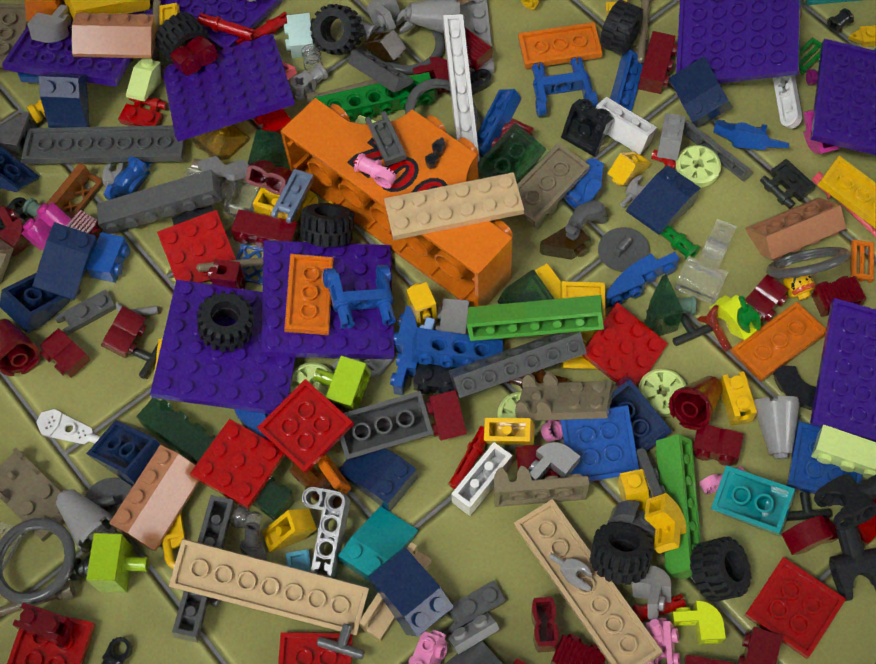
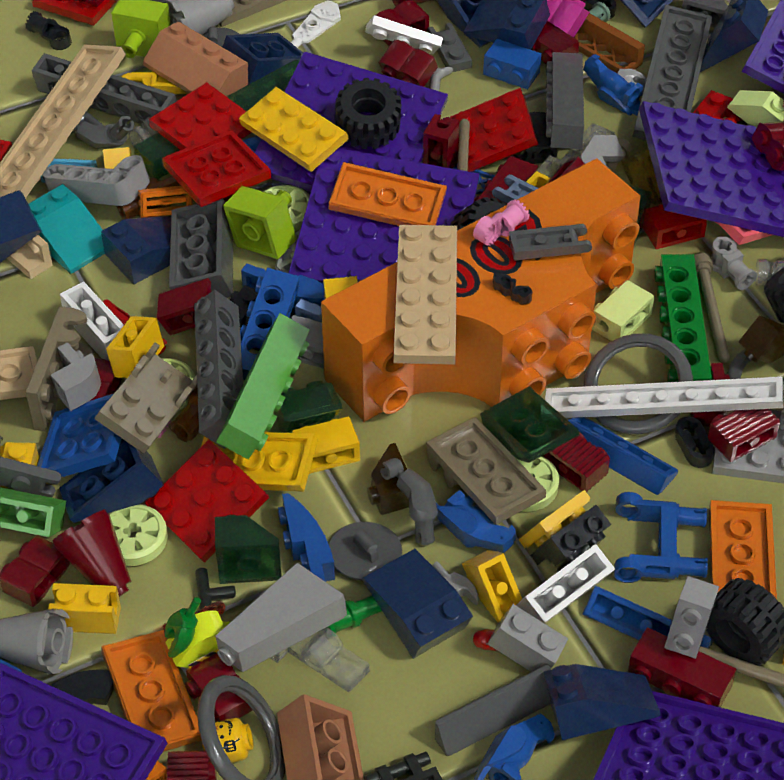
camera: 100 degrees right, 15 degrees down
(92, 339) = (386, 29): none -> white plate
(249, 377) = (293, 129): none -> yellow plate
(364, 299) = (359, 218): blue connector -> none
(379, 70) = (718, 332): dark grey slope -> none
(575, 135) = (556, 521): none -> yellow tile
(639, 44) = (691, 617): none -> light grey brick
(688, 304) = (249, 589): sand green bush -> none
(701, 155) = (473, 658): yellowish green wheel -> none
(715, 265) = (279, 618): none -> light grey slope

